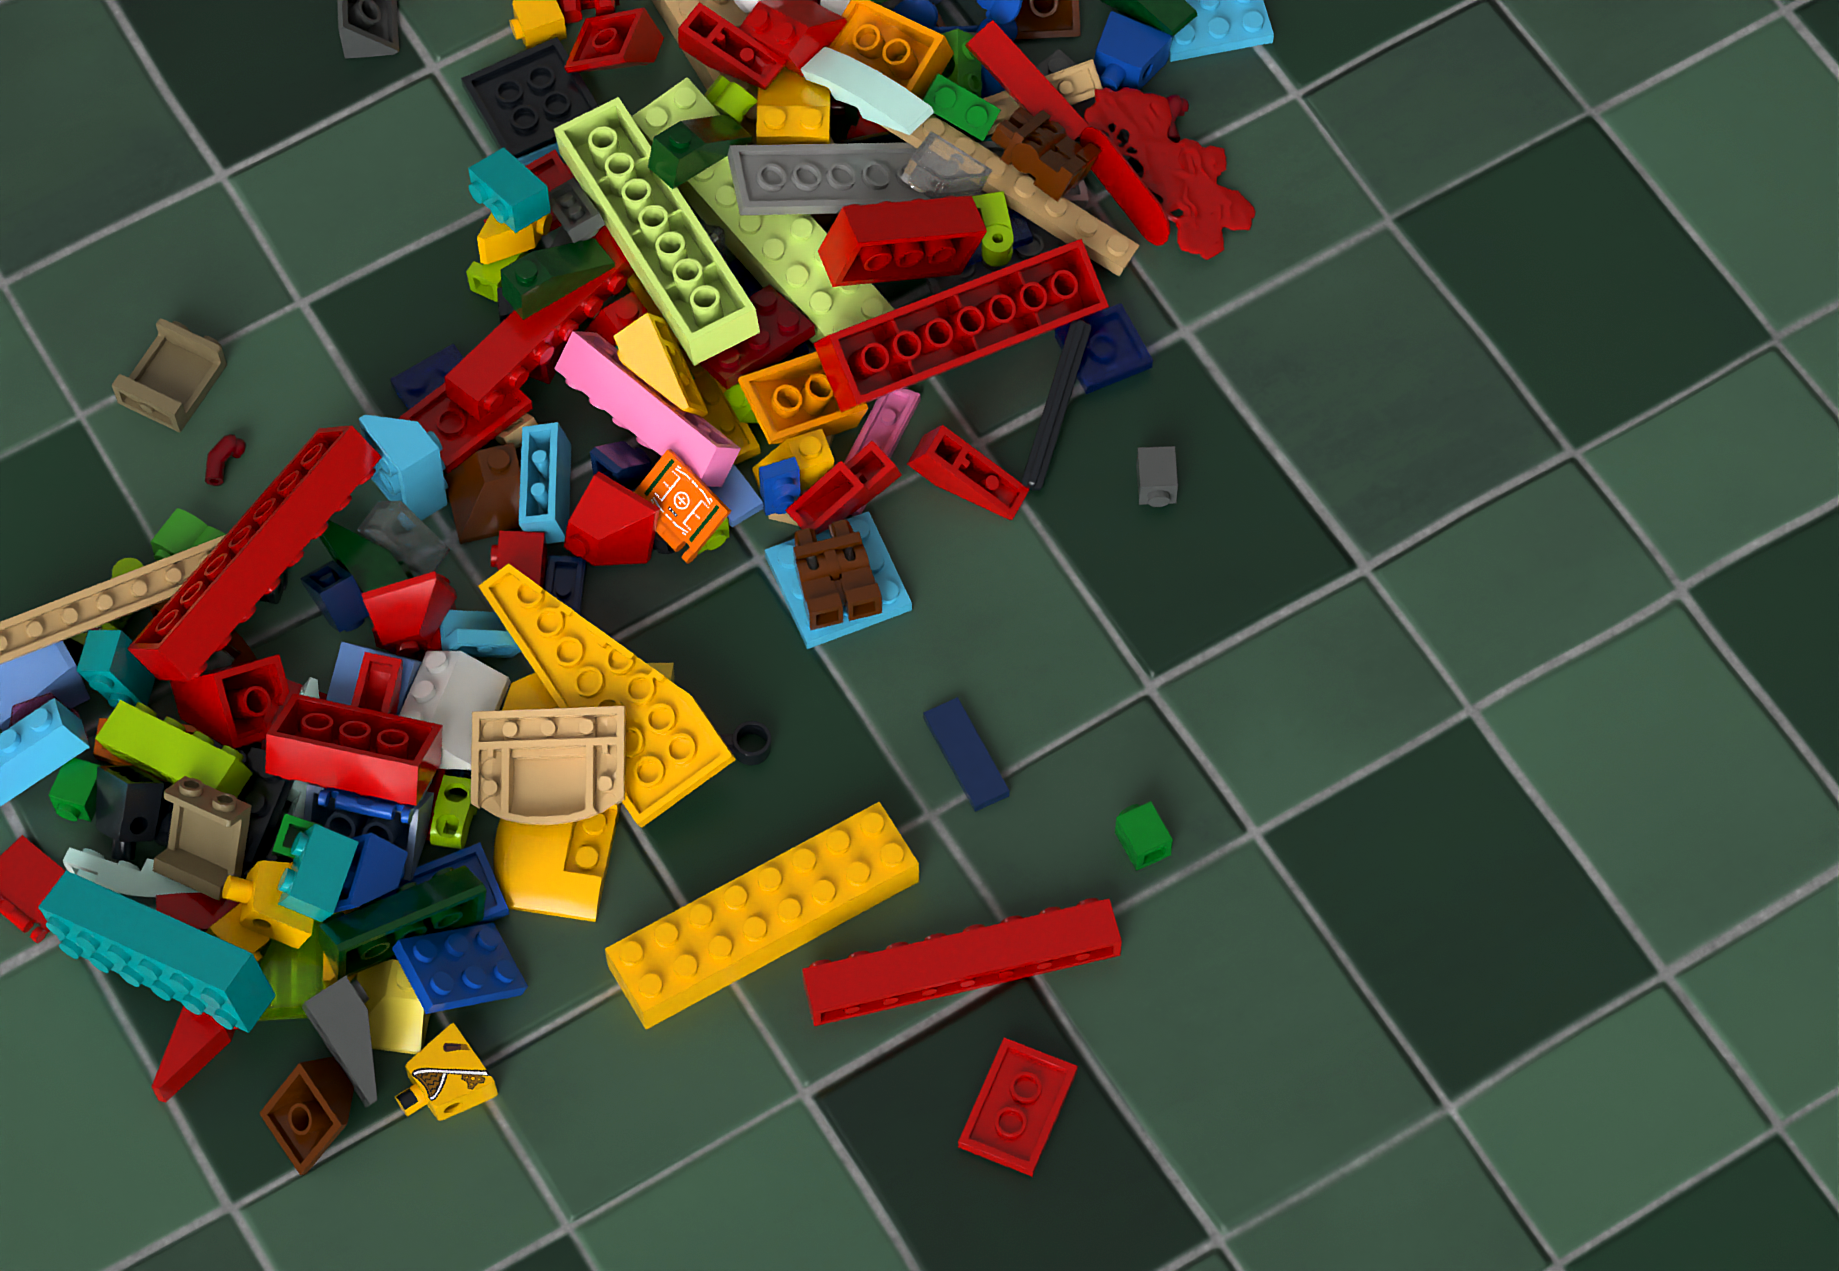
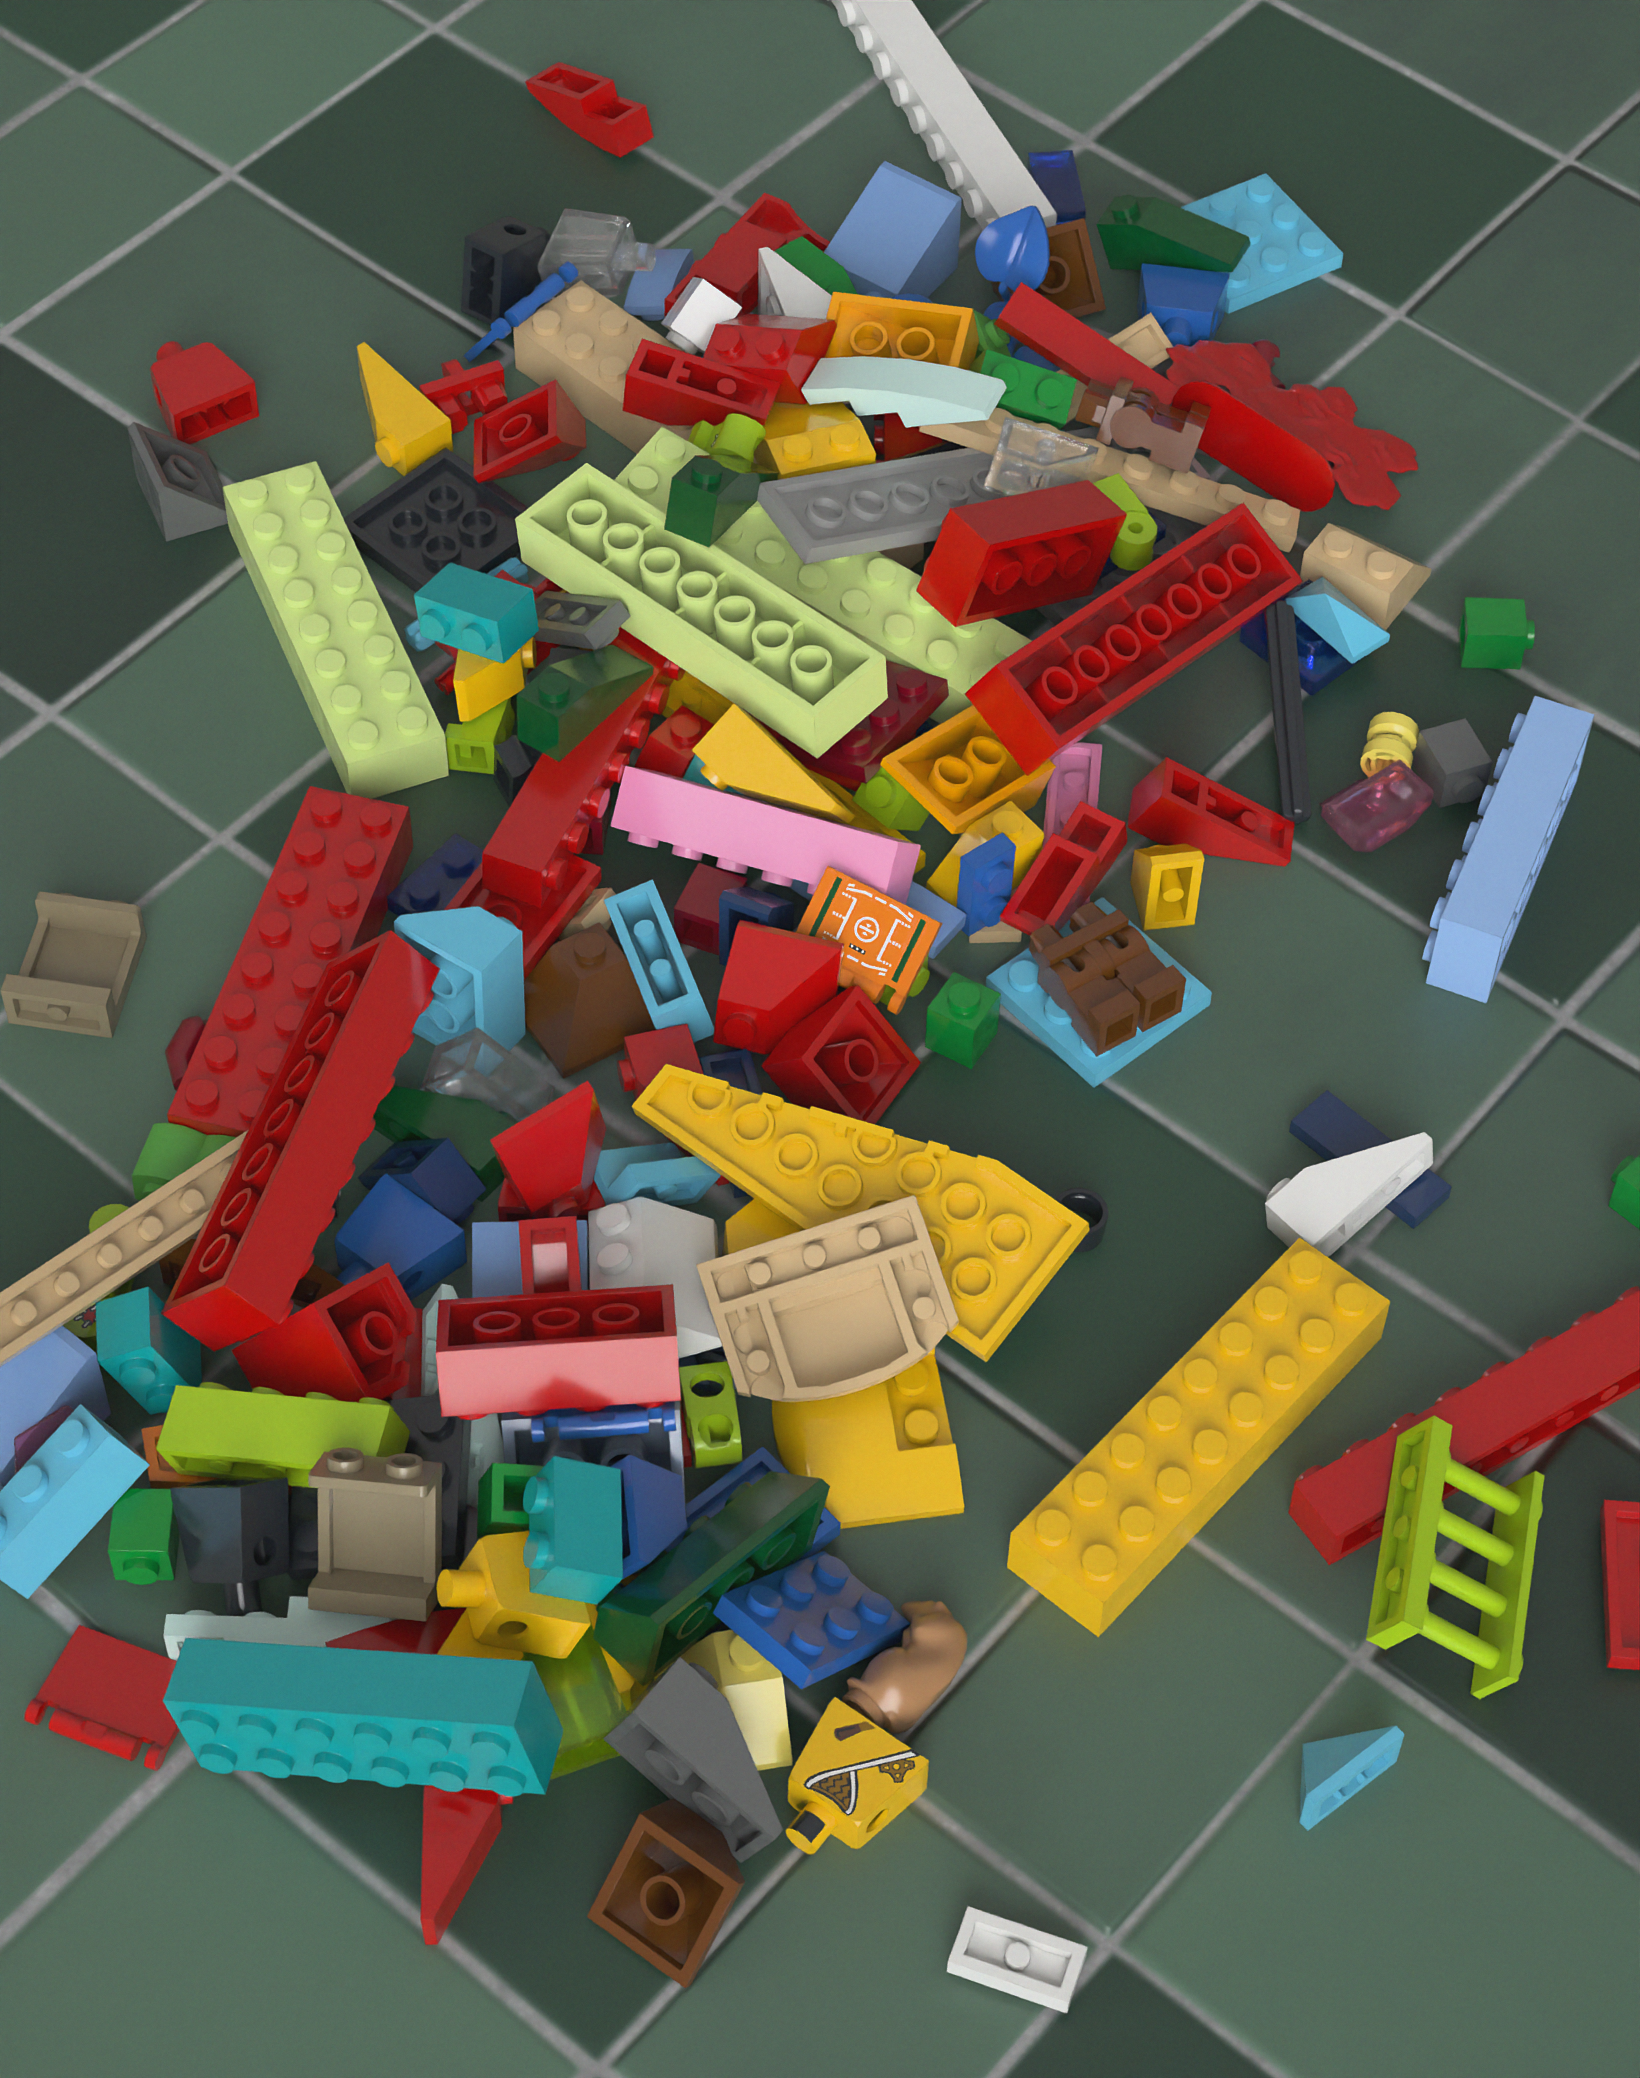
camera: 20 degrees left, 10 degrees down
(301, 635) = (399, 1230): none -> blue torso
(329, 388) = (316, 907): none -> red brick
(427, 165) = (336, 632): none -> yellowish green brick
(503, 1220) = (1017, 1959): none -> white plate
(505, 1025) = (910, 1679): none -> medium nougat animal
(595, 434) = (698, 907): none -> dark red brick
(641, 587) = (843, 1059): none -> red slope
(732, 578) = (962, 1020): none -> green brick
(755, 1161) = (1342, 1767): none -> medium azure slope
(846, 1044) = (1410, 1564): none -> lime fence
(912, 515) = (1167, 885): none -> yellow slope
(922, 779) = (1341, 1195): none -> white slope
(1087, 495) = (1378, 807): none -> clear pink slope
(1118, 451) = (1389, 738): none -> light yellow wheel
(1124, 342) = (1337, 620): none -> medium azure slope
(1157, 554) = (1506, 848): none -> light blue brick
(1164, 307) = (1364, 571): none -> tan slope
(1235, 381) = (1494, 633): none -> green brick

